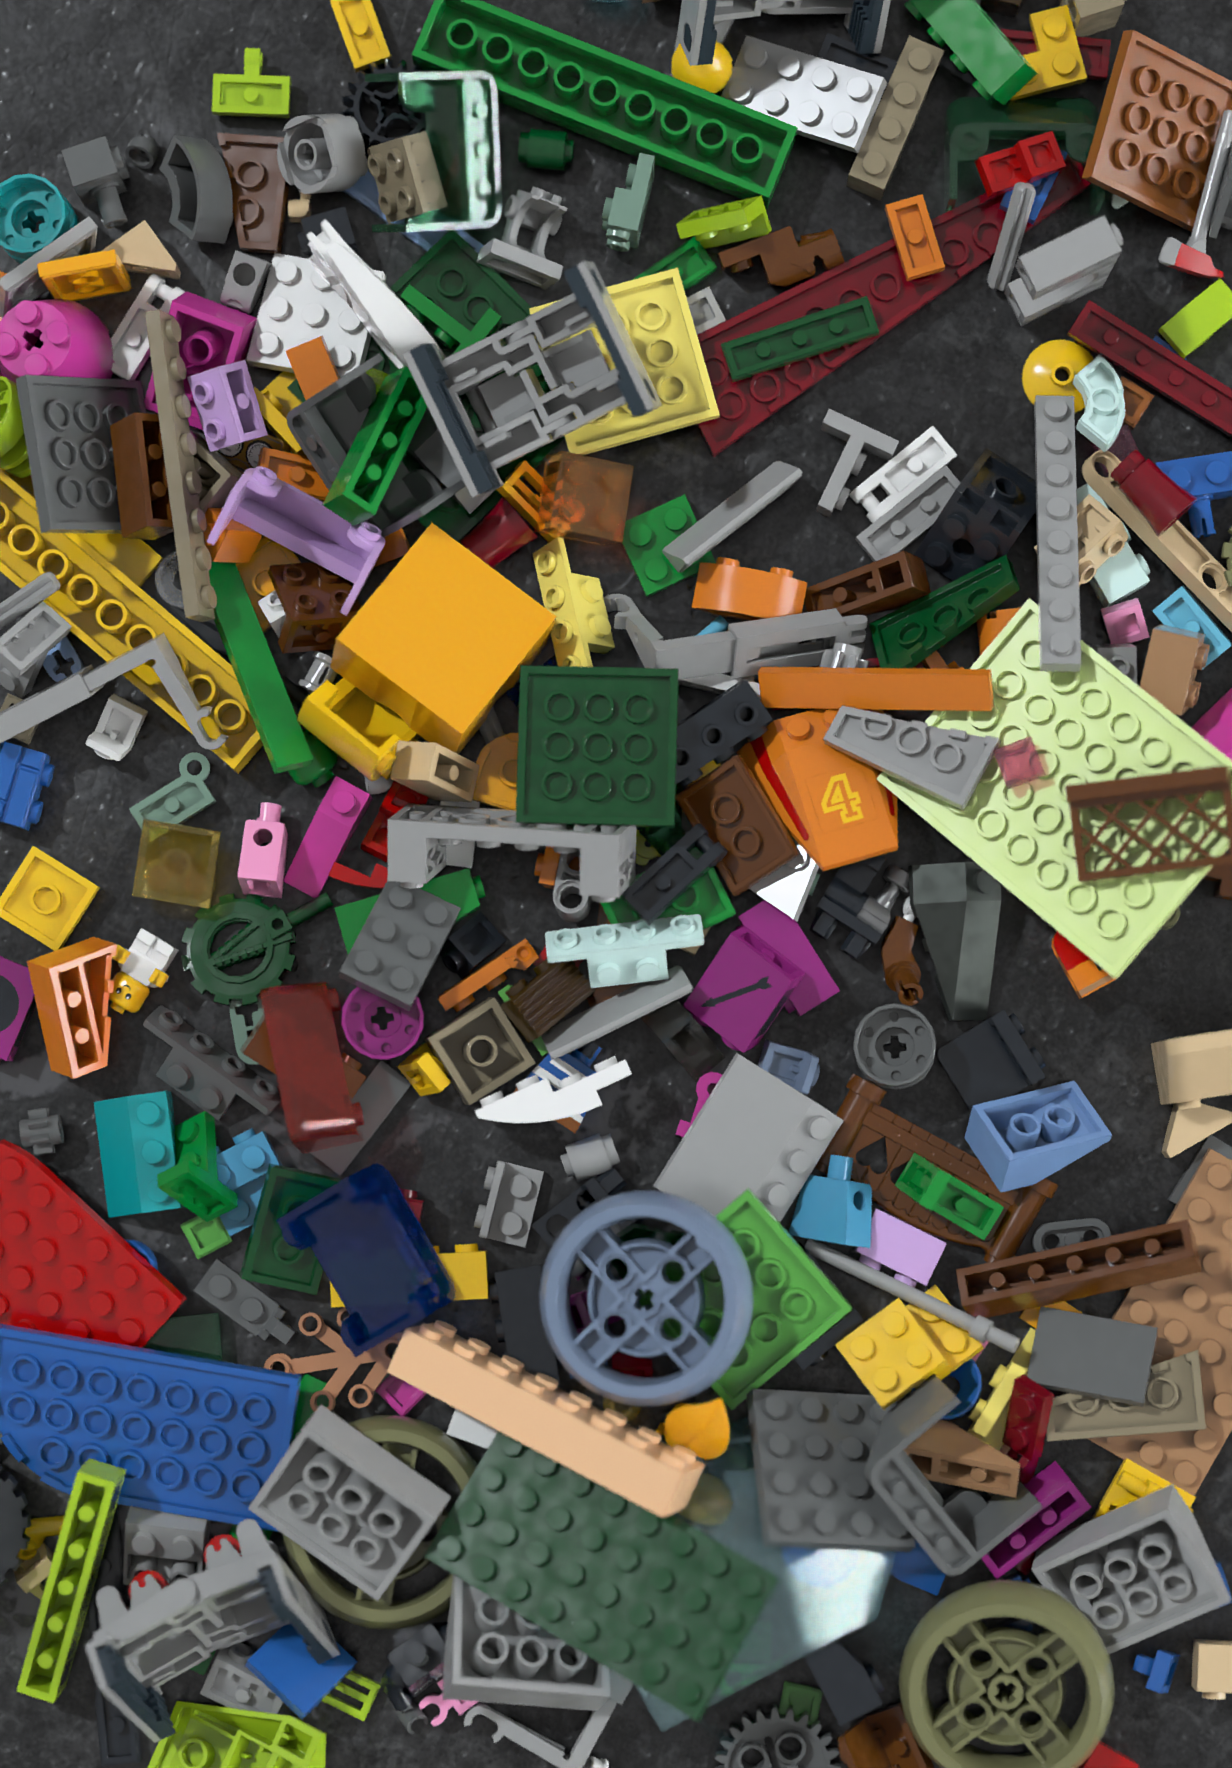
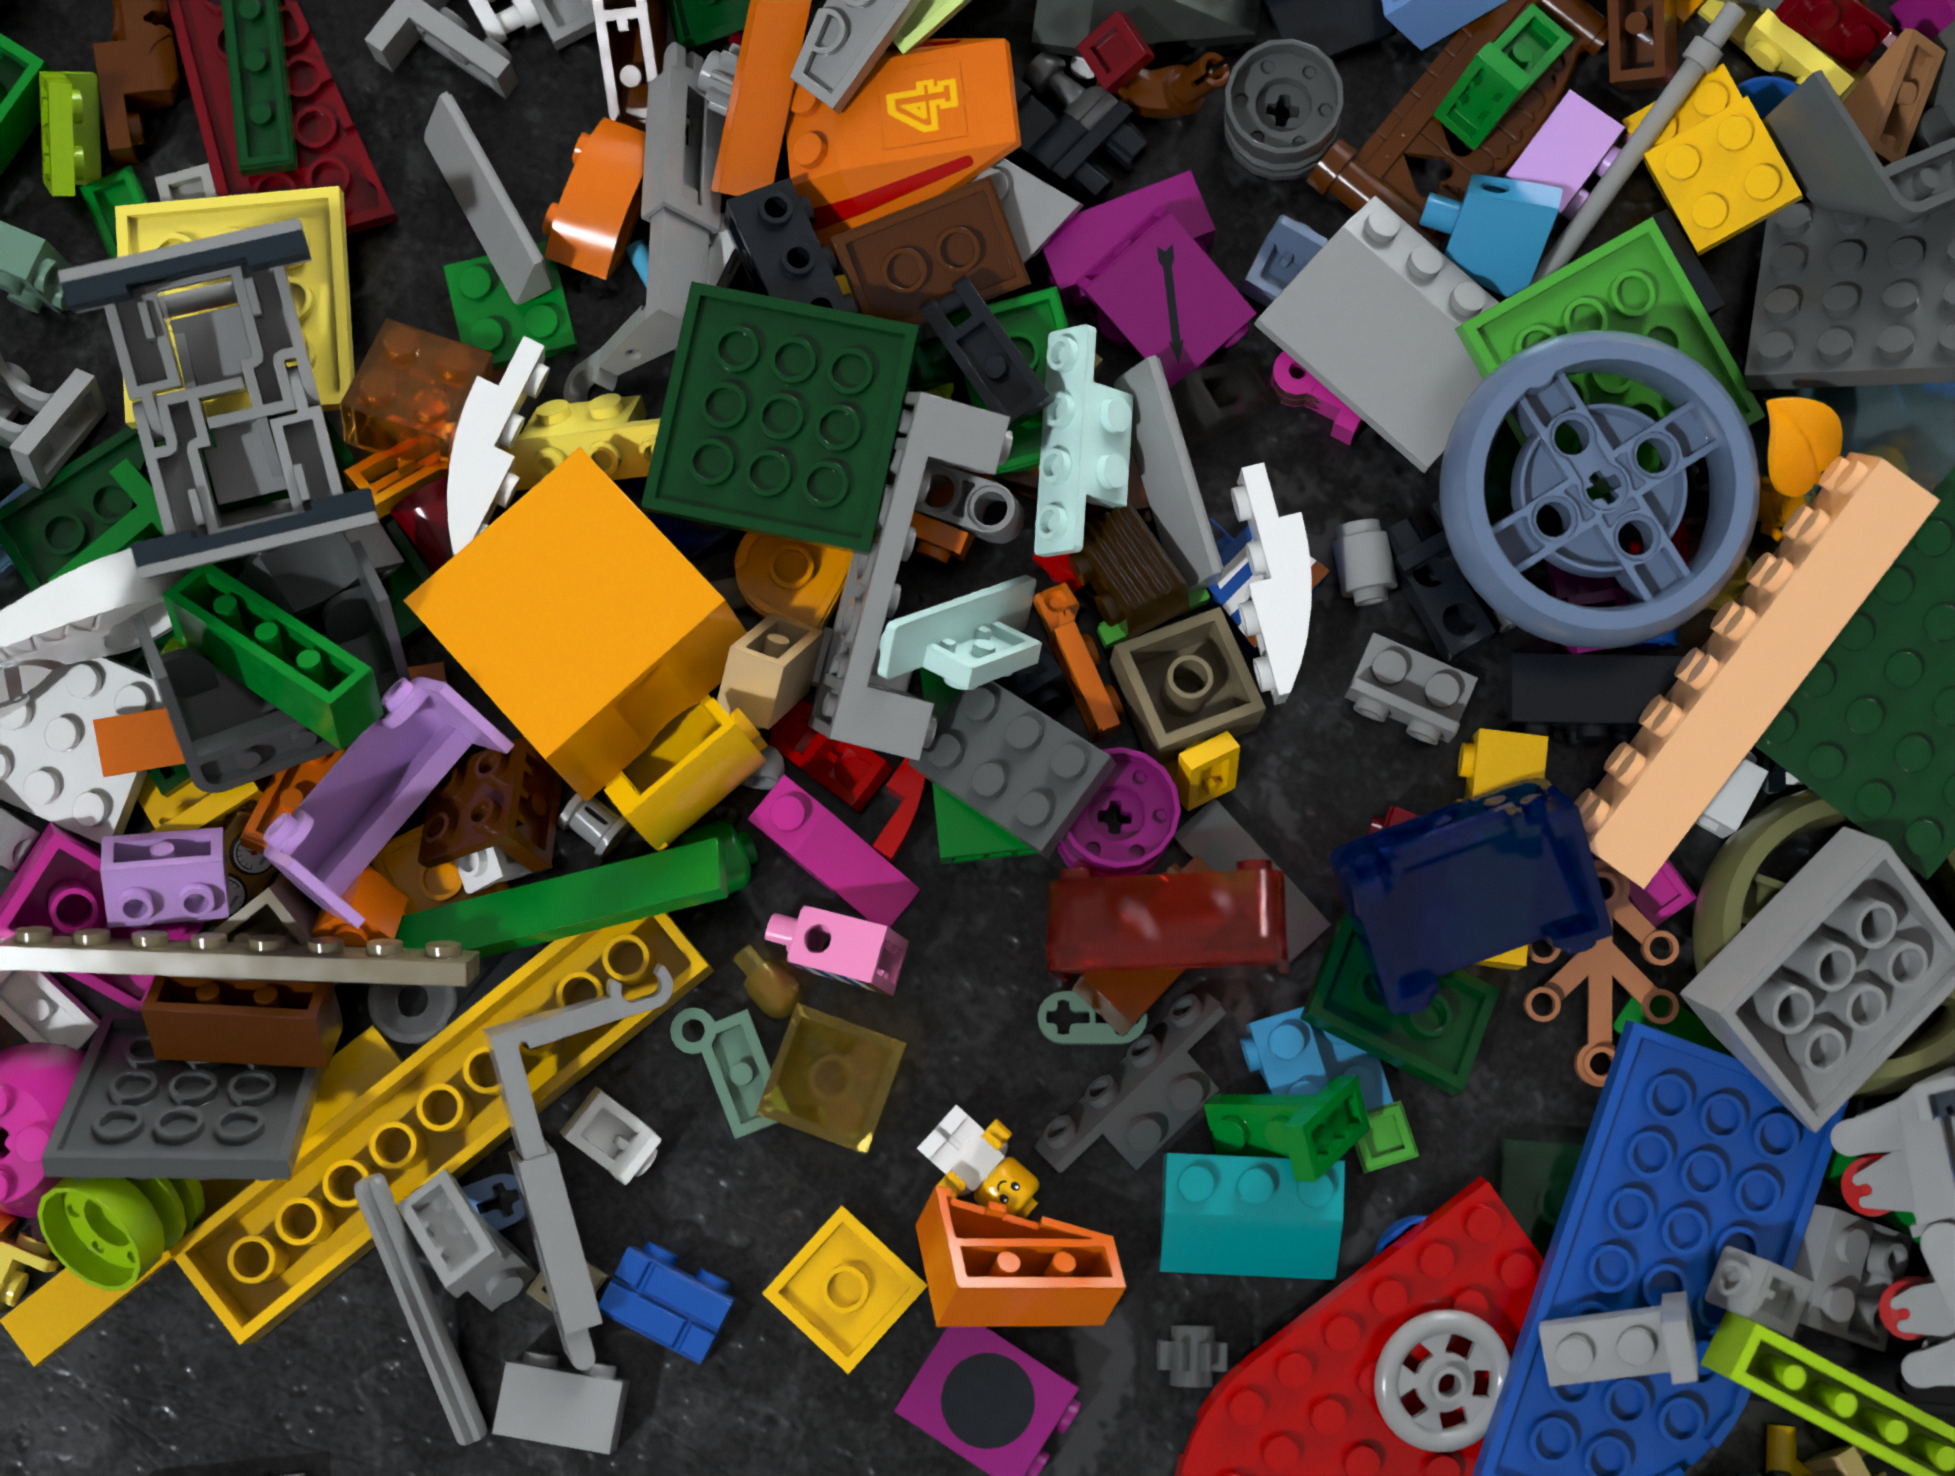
camera: 80 degrees left, 5 degrees down
(79, 1282) = (1395, 1379): none -> light grey plate
(90, 1404) = (1622, 1344): none -> light grey bracket
(141, 1489) = (1759, 1290): none -> light grey bracket
(235, 811) = (769, 983): none -> clear yellow cylinder
(244, 1303) = (1493, 1099): dark grey hinge -> none
(267, 934) = (957, 969): dark green bar -> none
(477, 899) = (966, 637): none -> light aqua bracket
(532, 553) = (478, 468): none -> white slope
(910, 924) = (1115, 51): none -> dark red tile

